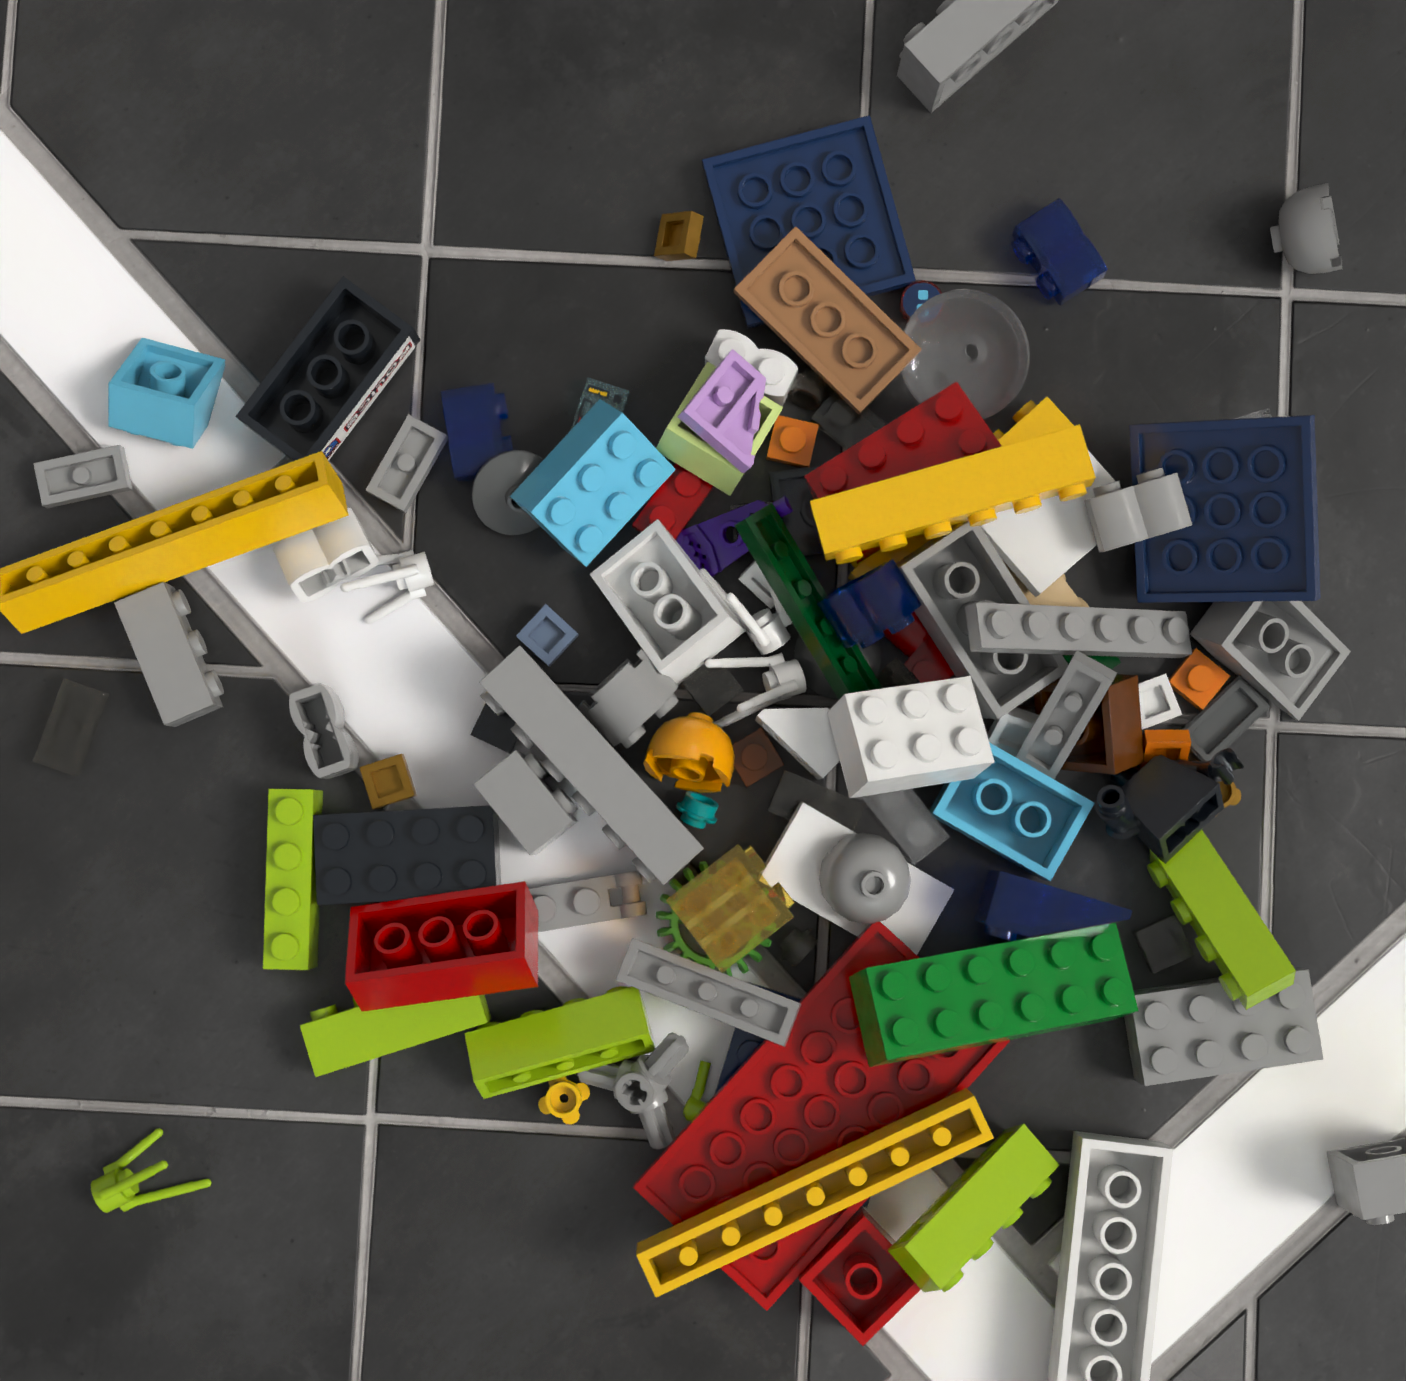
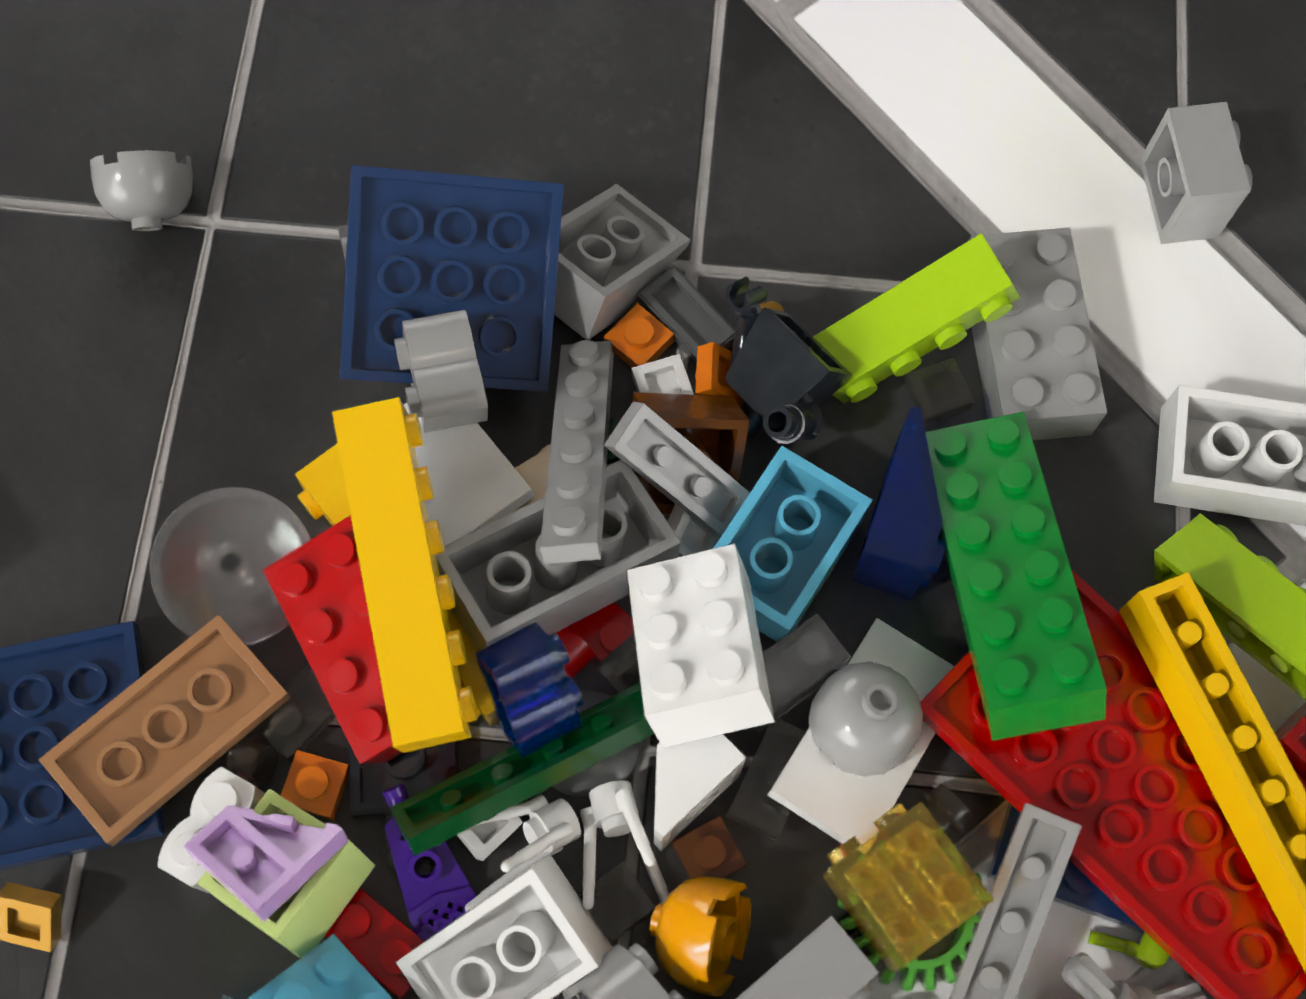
camera: 90 degrees left, 15 degrees down
(697, 809) = (773, 929): teal plate -> none
(915, 296) = (155, 625): dark blue tile -> none
(1058, 252) = (124, 456): clear blue brick -> none

